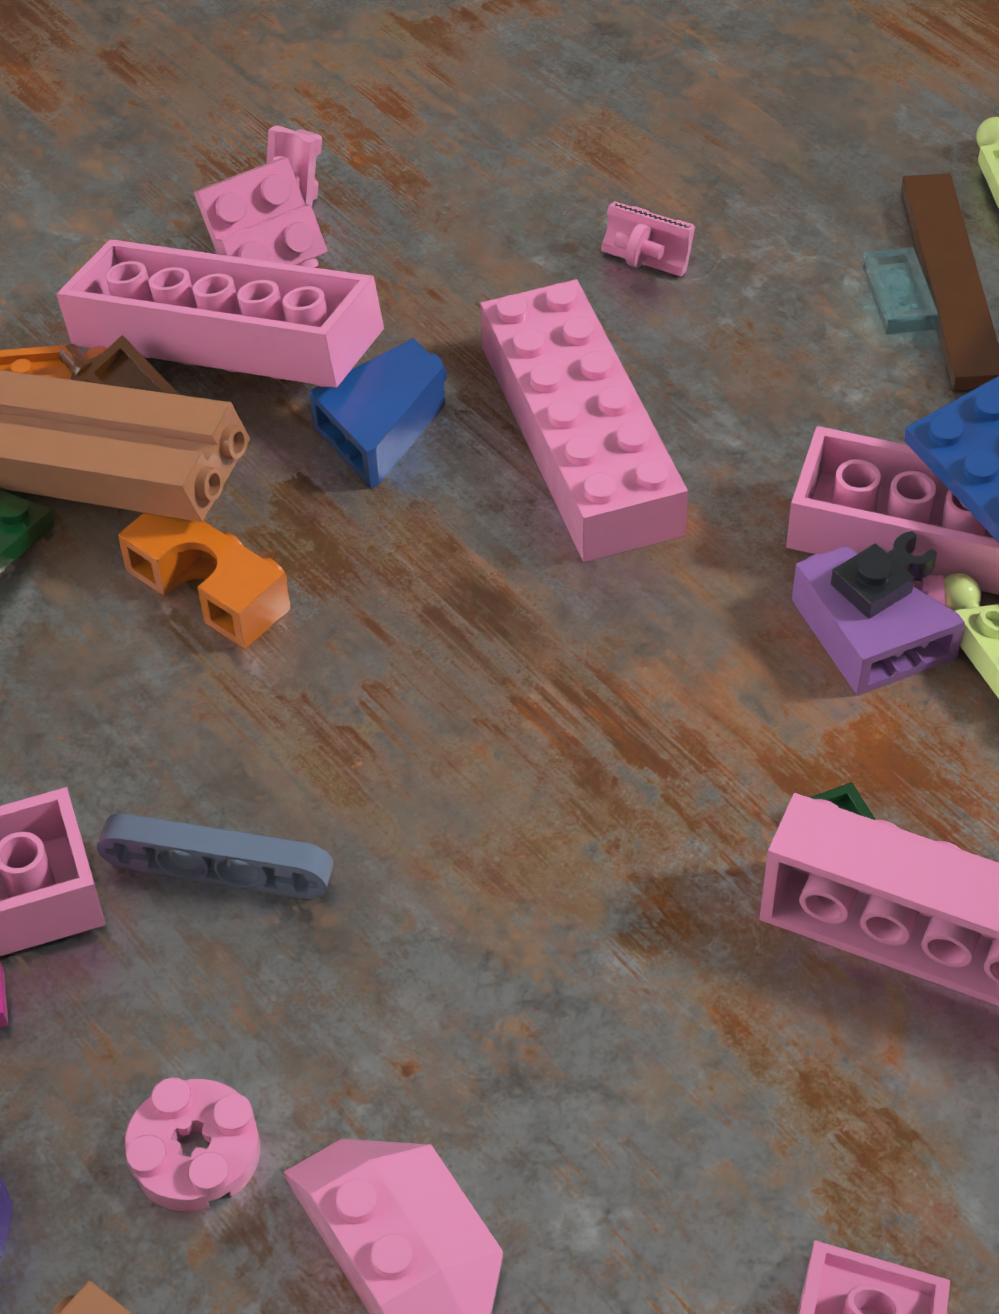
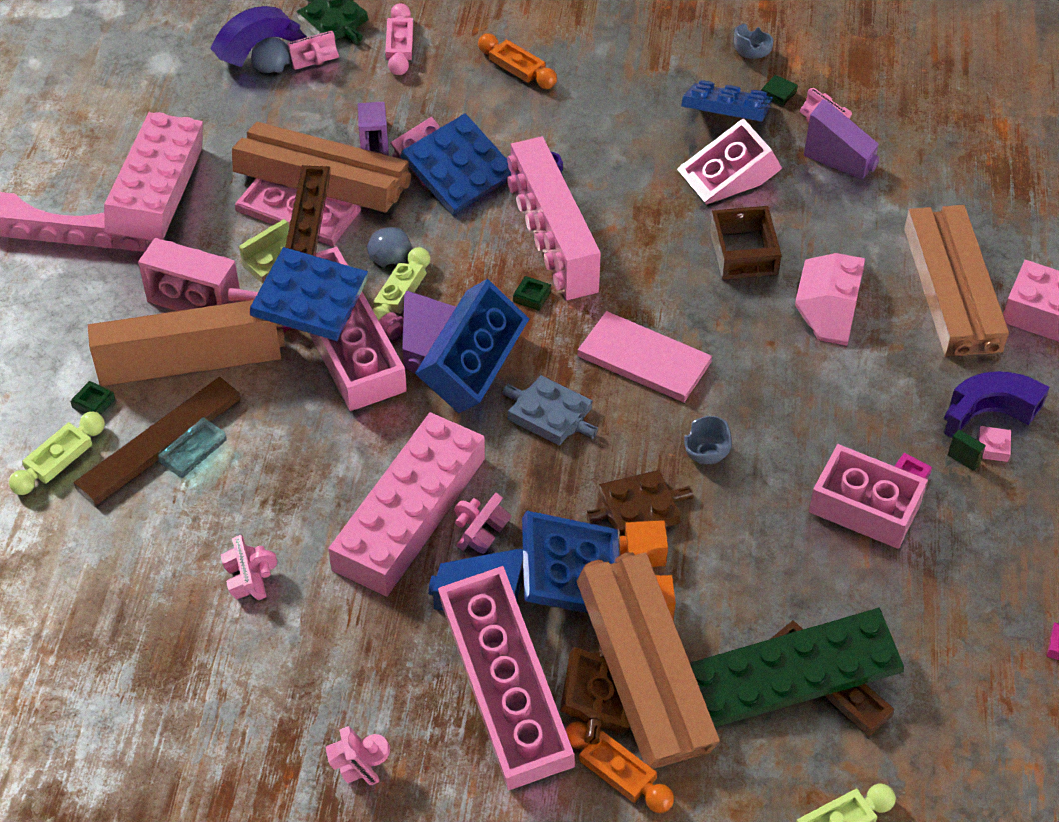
camera: 135 degrees left, 0 degrees up
(209, 1173) = (874, 358): bright pink plate -> none
(215, 856) = (770, 451): sand blue beam -> none
(262, 216) = (417, 728): bright pink plate -> none
(304, 487) = (555, 555): none -> blue plate
(308, 787) = (708, 440): none -> sand blue hair
(314, 651) = (639, 500): none -> reddish brown plate
(479, 459) = (475, 535): none -> bright pink hips
(558, 862) = (645, 356): none -> bright pink tile
(579, 671) = (550, 410): none -> sand blue plate
(626, 1122) = (749, 261): none -> reddish brown window
(767, 620) = (472, 346): none -> blue brick
(879, 578) = (414, 323): black plate -> none

